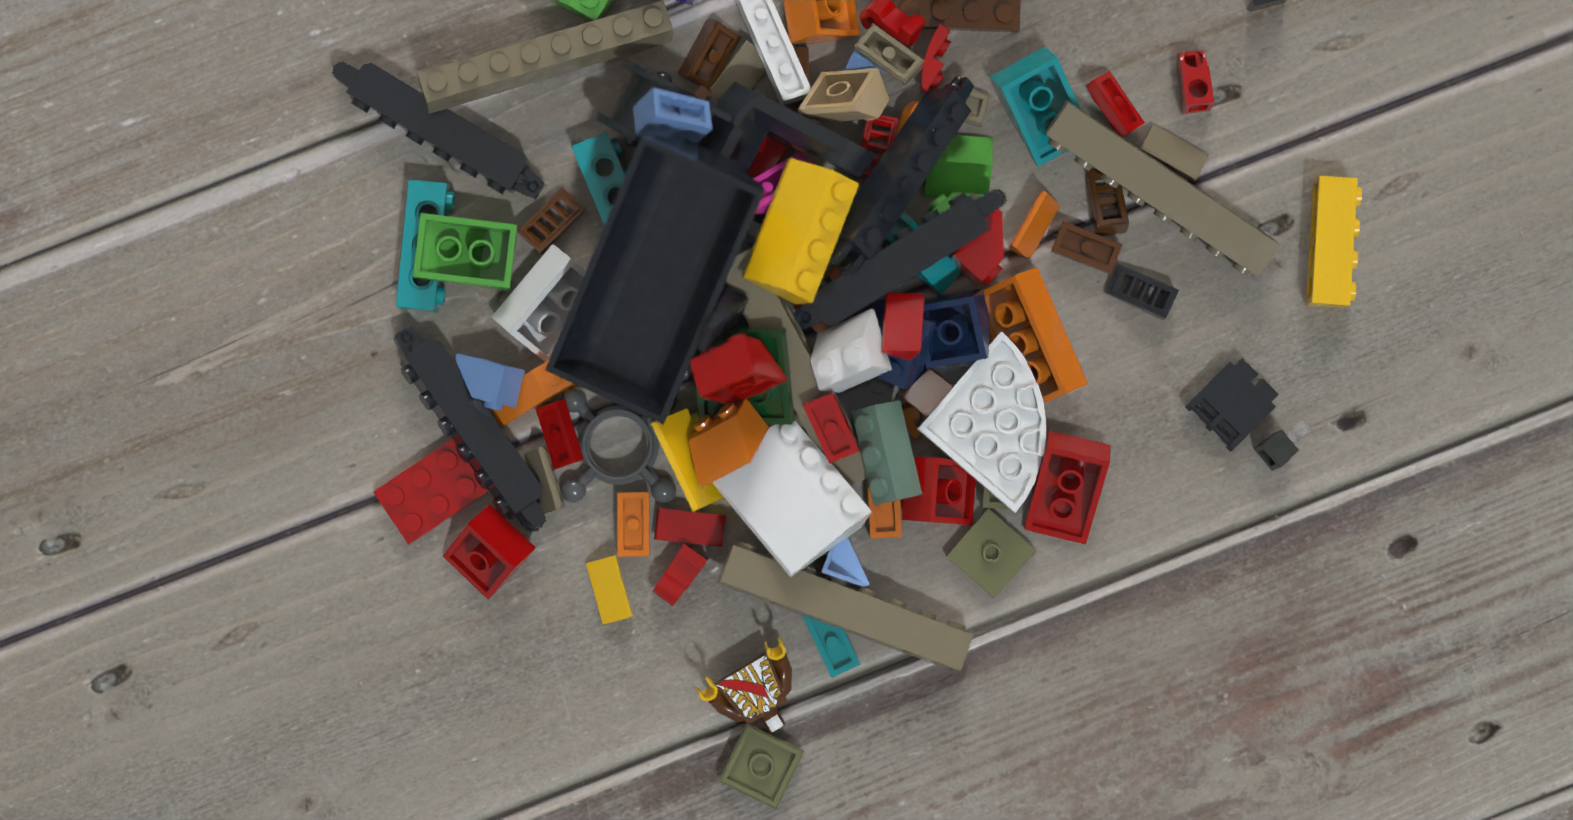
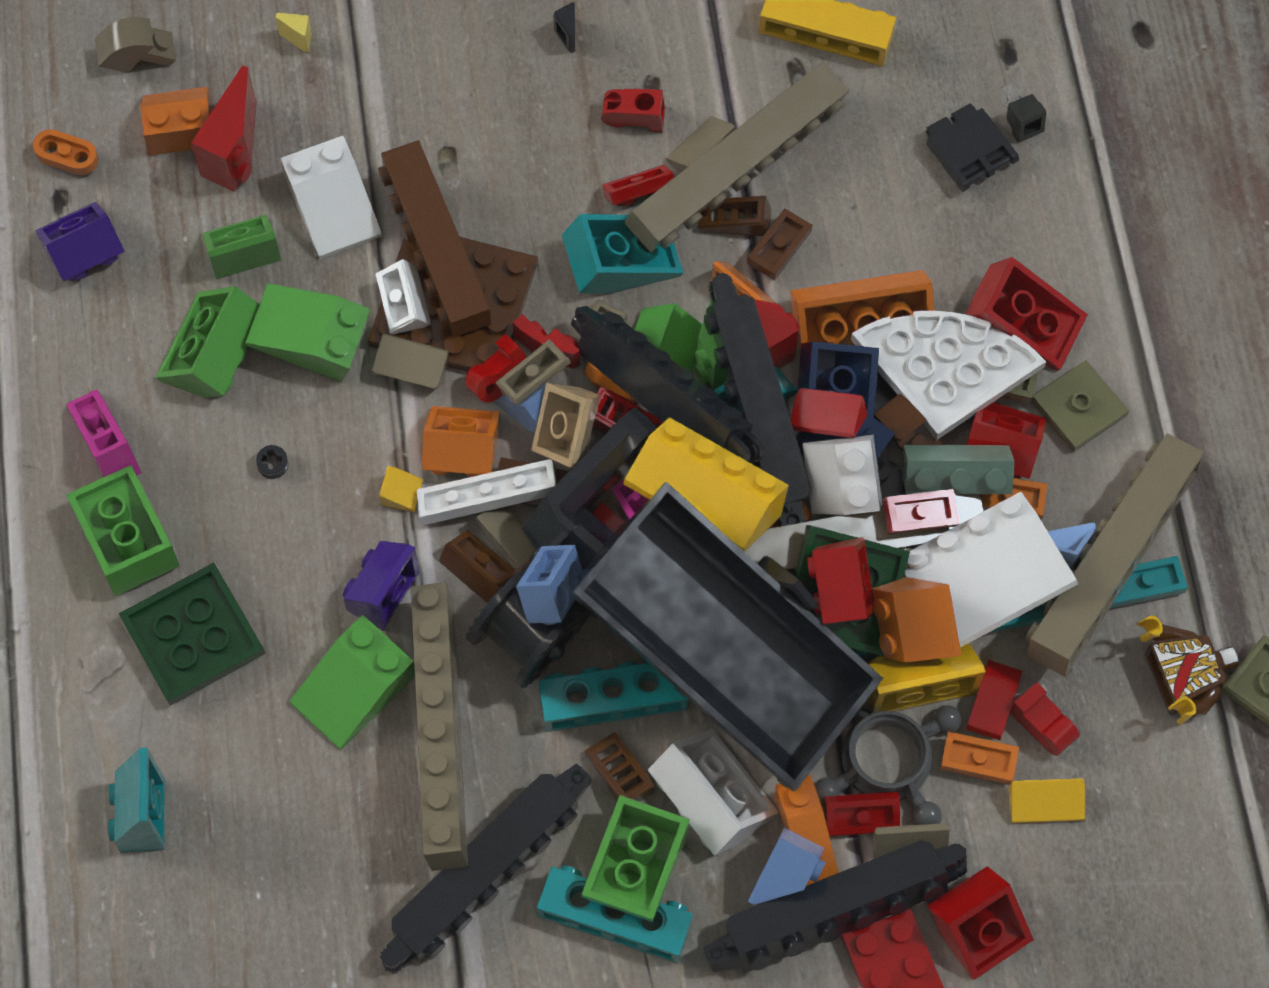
camera: 80 degrees left, 20 degrees down
(1162, 311) = (848, 185): black slope -> none

